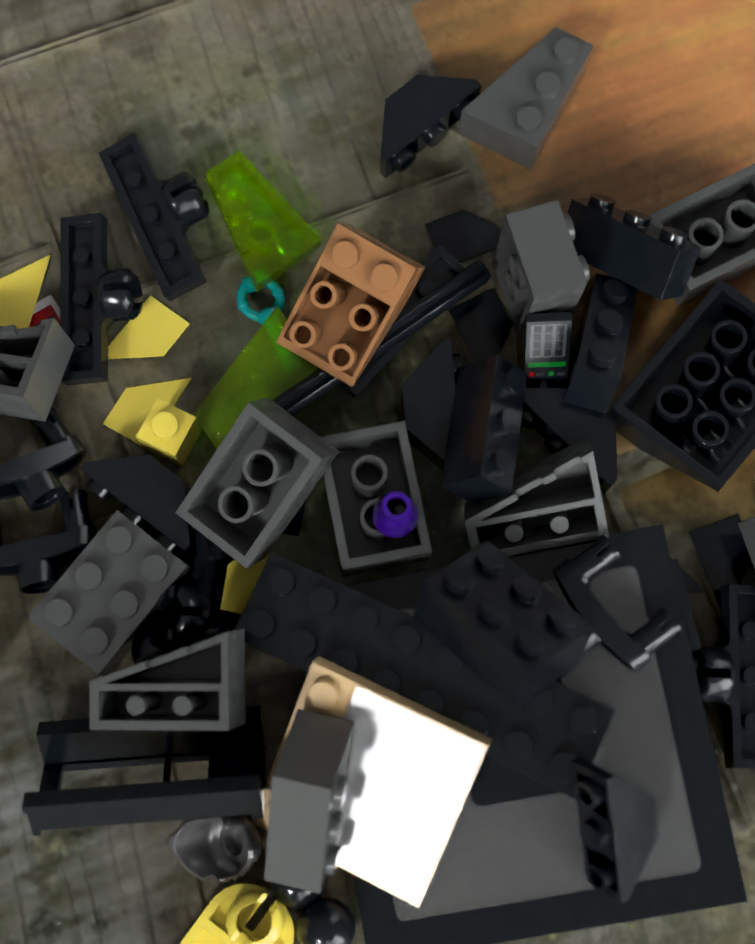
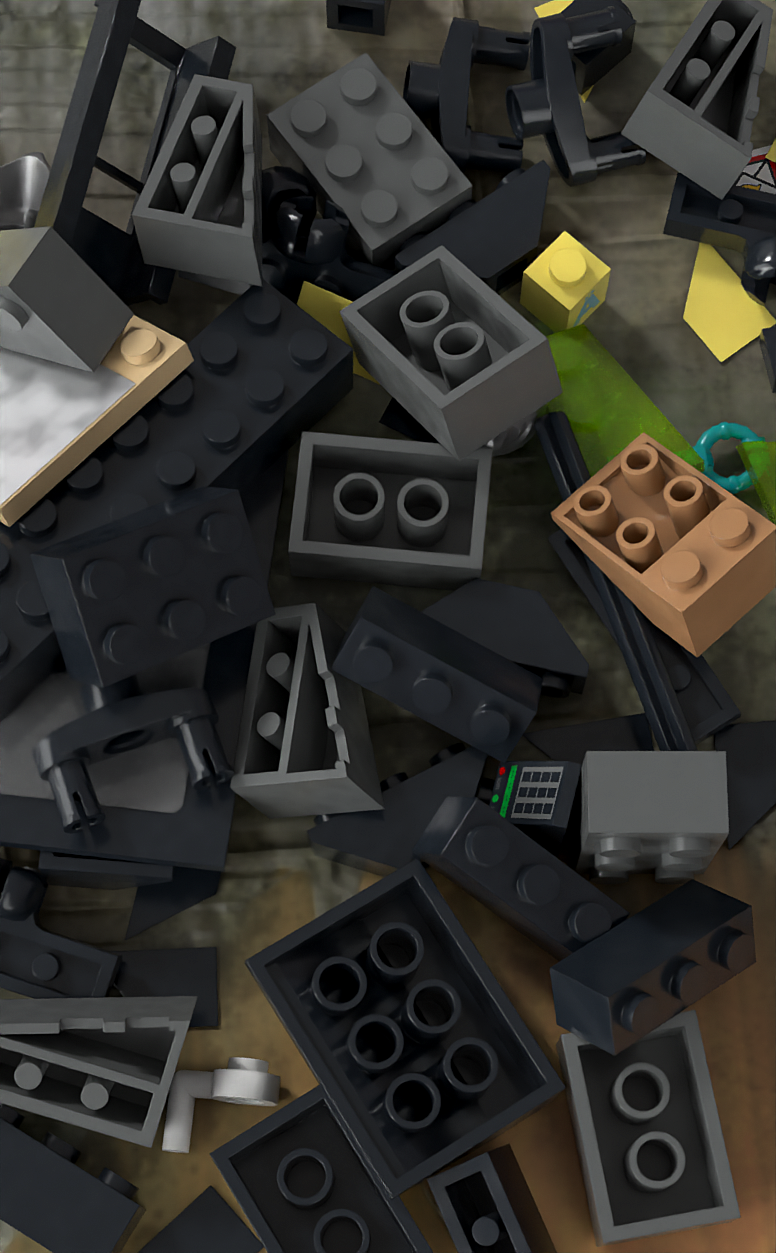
camera: 110 degrees right, 5 degrees down
(136, 403) = (628, 278): light yellow sticker -> none
(395, 525) = (350, 507): dark purple cone -> none

